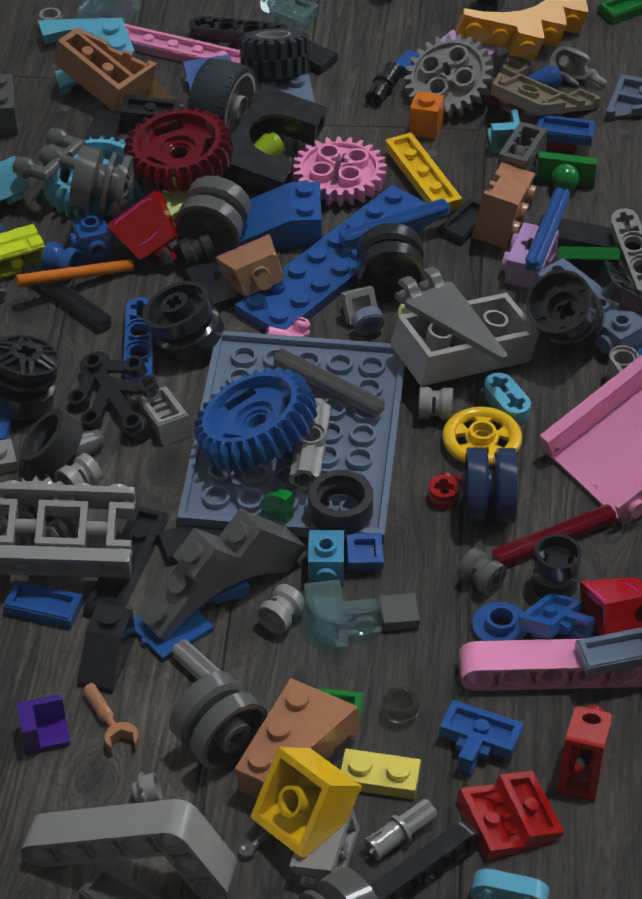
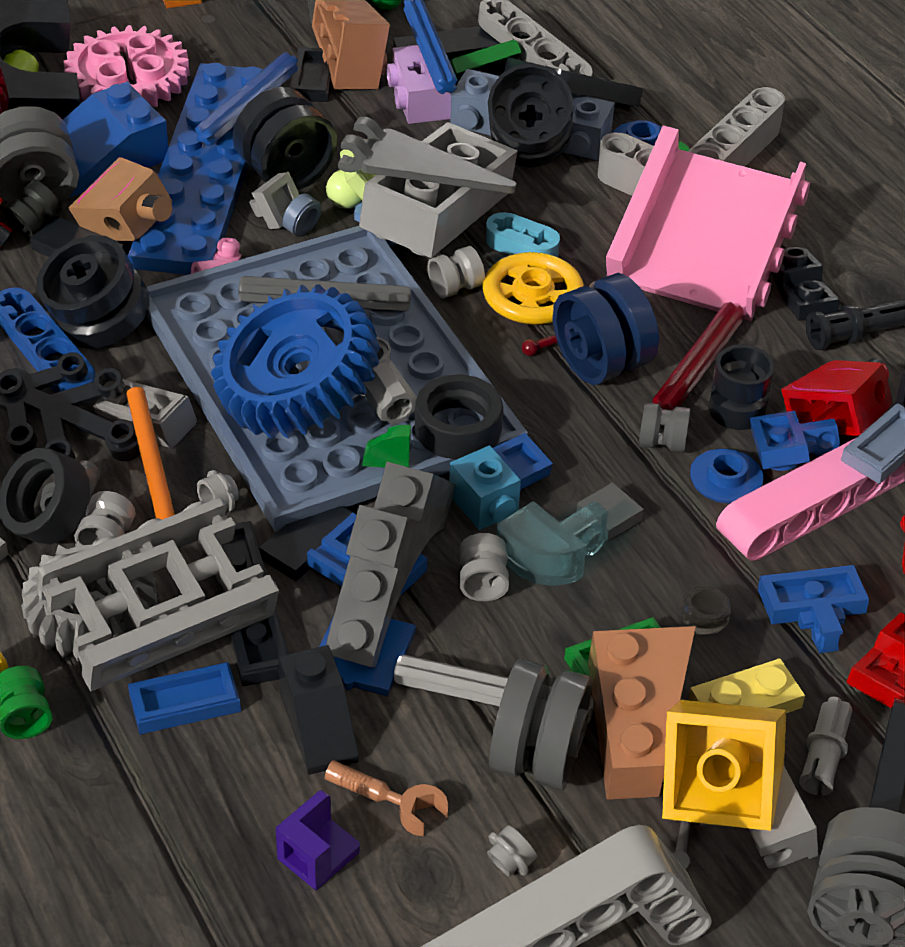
camera: 35 degrees left, 0 degrees up
(139, 440) = (150, 453): none -> orange bar
(162, 486) = (218, 486): none -> light grey plate
(422, 170) = (218, 36): yellow plate -> none
(447, 484) = (543, 363): red bush -> none

